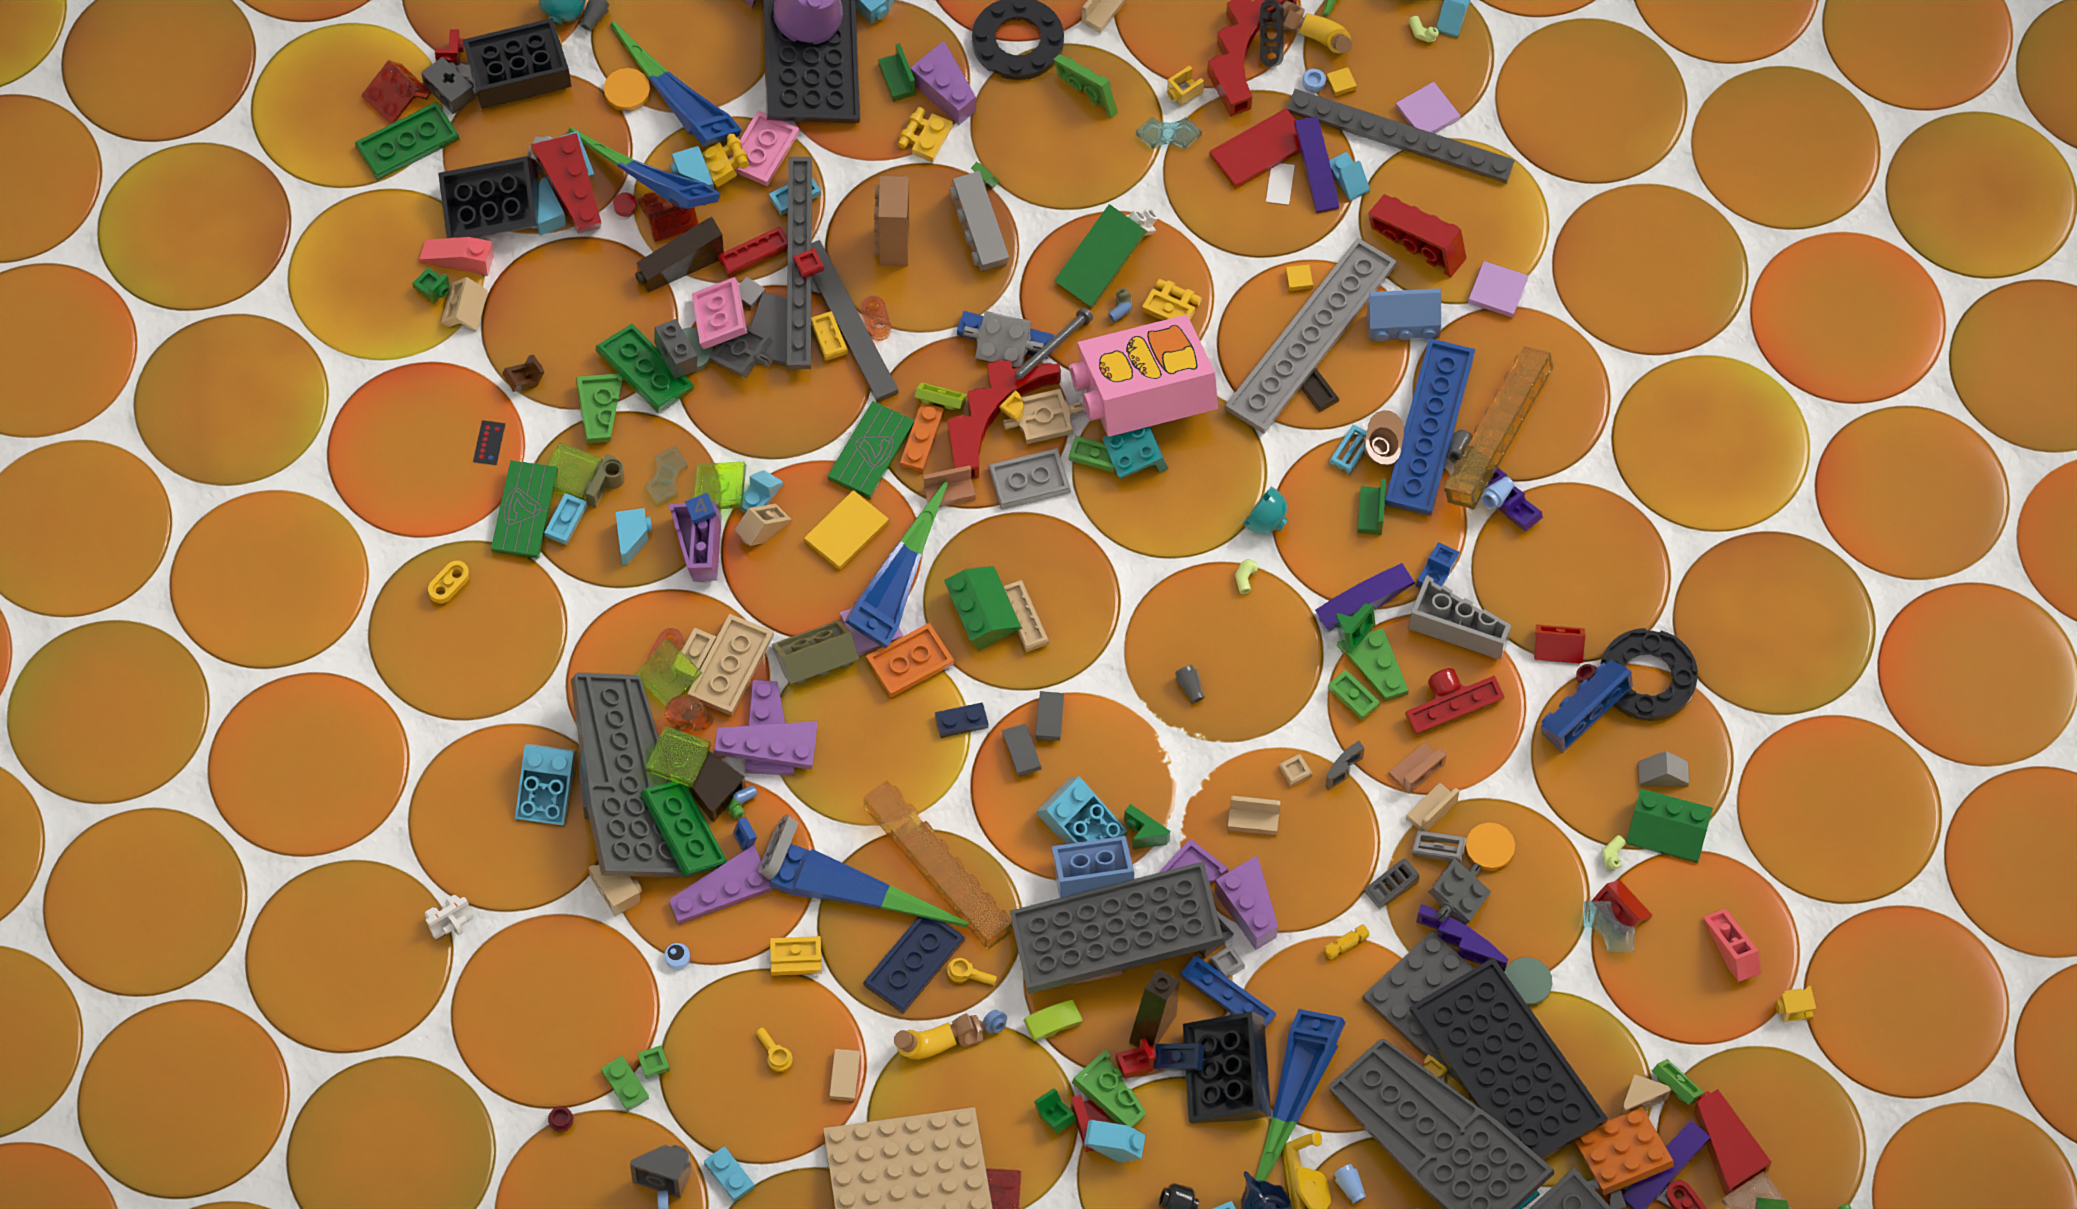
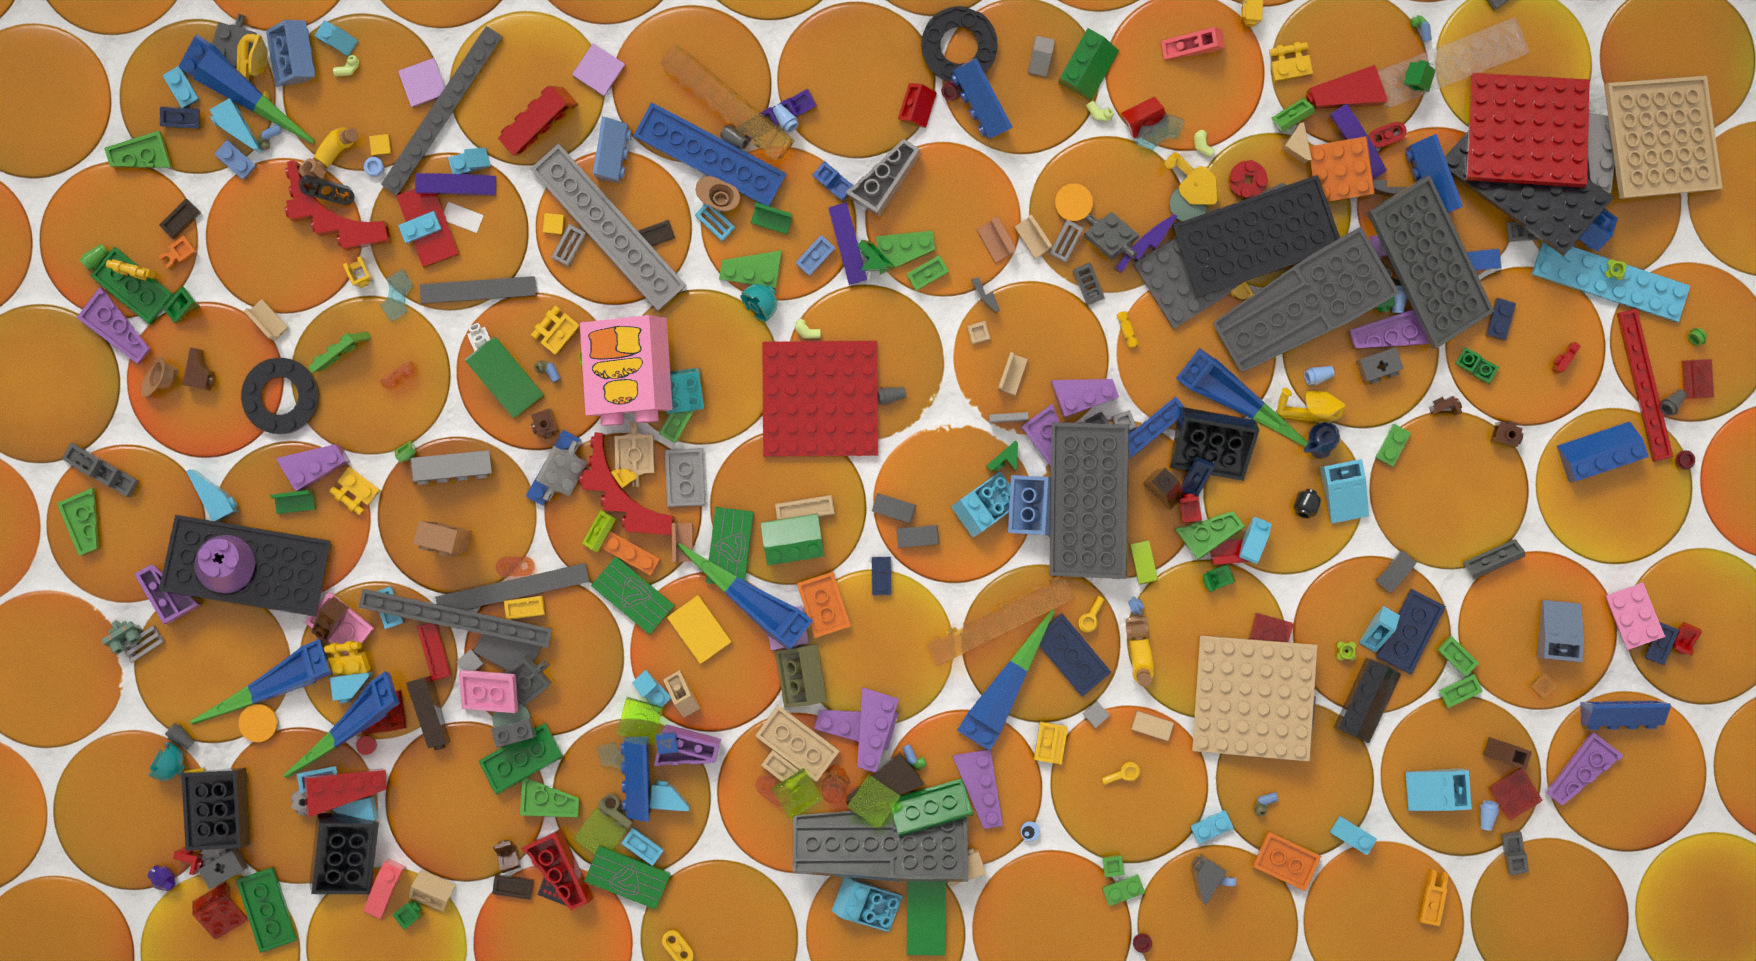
camera: 80 degrees left, 25 degrees up
(424, 26) = (162, 878): none -> dark purple rock
(486, 391) = (512, 886): none -> dark brown tile
(522, 431) = (559, 868): none -> red wedge
(543, 856) = (926, 918): none -> green tile
(650, 491) = (636, 778): none -> blue slope
(744, 834) = (944, 761): blue tile -> none
(768, 131) = (329, 619): none -> reddish brown slope
(778, 847) = (961, 739): light grey beam -> none
(808, 263) = (461, 612): red tile -> none
(844, 1004) = (1096, 714): none -> light grey tile
(964, 543) = (731, 541): none -> green tile
(1056, 313) = (544, 424): none -> reddish brown brick
(1074, 149) = (405, 371): none -> clear orange plate
(1083, 315) = (552, 403): dark grey bar -> none
(1165, 607) = (820, 398): none -> red plate
(1197, 822) = (1009, 417): none -> light grey tile
(1198, 215) = (478, 290): none -> dark grey tile
(1255, 138) = (420, 227): none -> medium azure plate
(1275, 302) = (561, 259): none -> light grey tile
(1305, 504) = (752, 269): none -> bright green wing
(1340, 565) = (815, 255): none -> medium blue plate
(1452, 700) = (949, 199): red plate -> none
(1554, 981) = (1199, 186): none -> yellow piece
(1587, 1035) = (1252, 169): none -> red plate
(1608, 980) = (1201, 143): none -> yellowish green arm
(1739, 1071) = (1293, 67): none -> yellow plate

